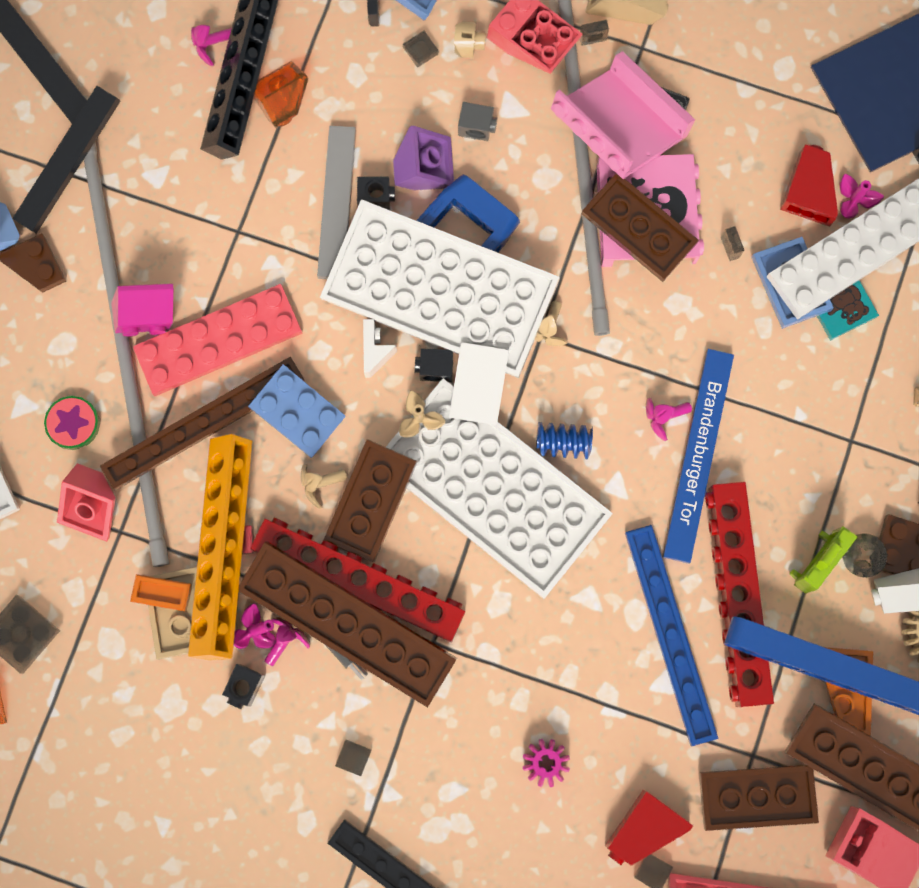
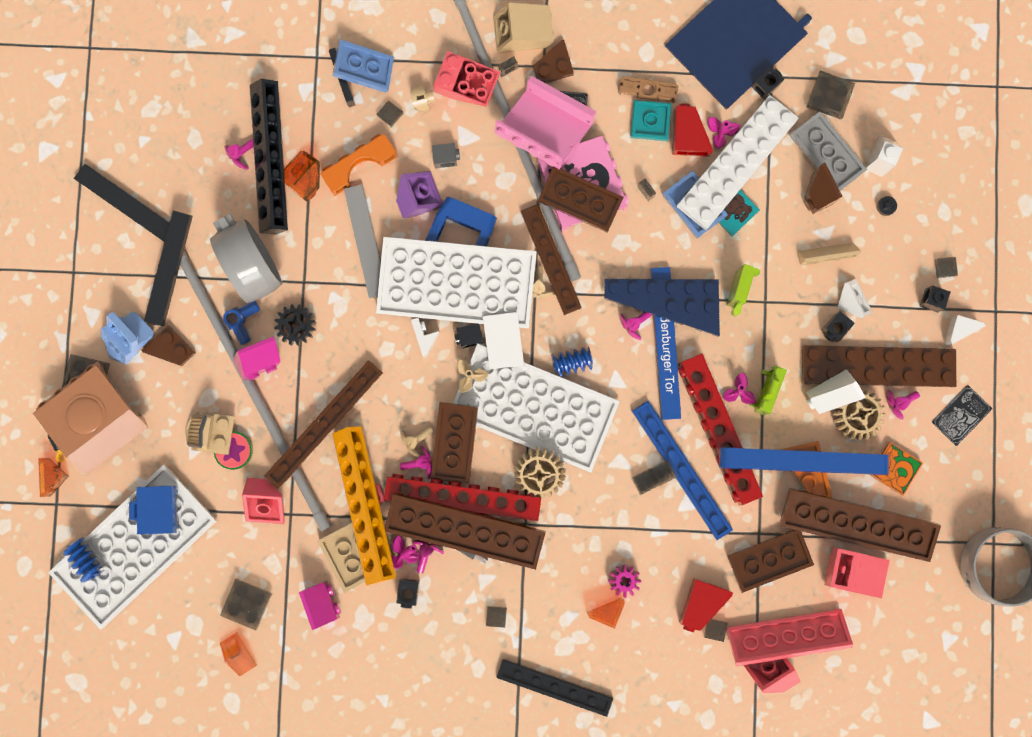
camera: 20 degrees left, 5 degrees up
(49, 389) = (210, 433): none -> tan piece
(117, 664) = (320, 604): none -> dark pink slope
(142, 247) = (242, 313): none -> blue axle
(161, 592) = (333, 548): orange tile -> none
(168, 172) = (244, 259): none -> light grey cylinder
(212, 272) = (293, 333): none -> black gear
(217, 340) = (314, 363): coral plate -> none
(296, 411) = (385, 396): medium blue plate -> none
(317, 512) = (421, 462): none -> dark pink plant
(366, 185) = (382, 225): black brick -> none
(388, 90) = (378, 151): none -> orange arch
(469, 597) = (547, 471): none -> tan gear
(509, 801) = (608, 613): none -> clear orange slope
(576, 299) = (551, 259): none -> reddish brown tile
(629, 632) = (654, 477): none -> clear smoke slope
(657, 48) = (554, 64): none -> reddish brown wing
(732, 402) = (677, 300): none -> dark blue wing
(764, 156) = (650, 120): none -> teal tile
(786, 539) = (741, 383): none -> dark pink plant
(790, 121) = (635, 86): none -> medium nougat piece
(824, 408) = (741, 288): none -> lime piece
(863, 568) = (805, 378): clear smoke gear -> none

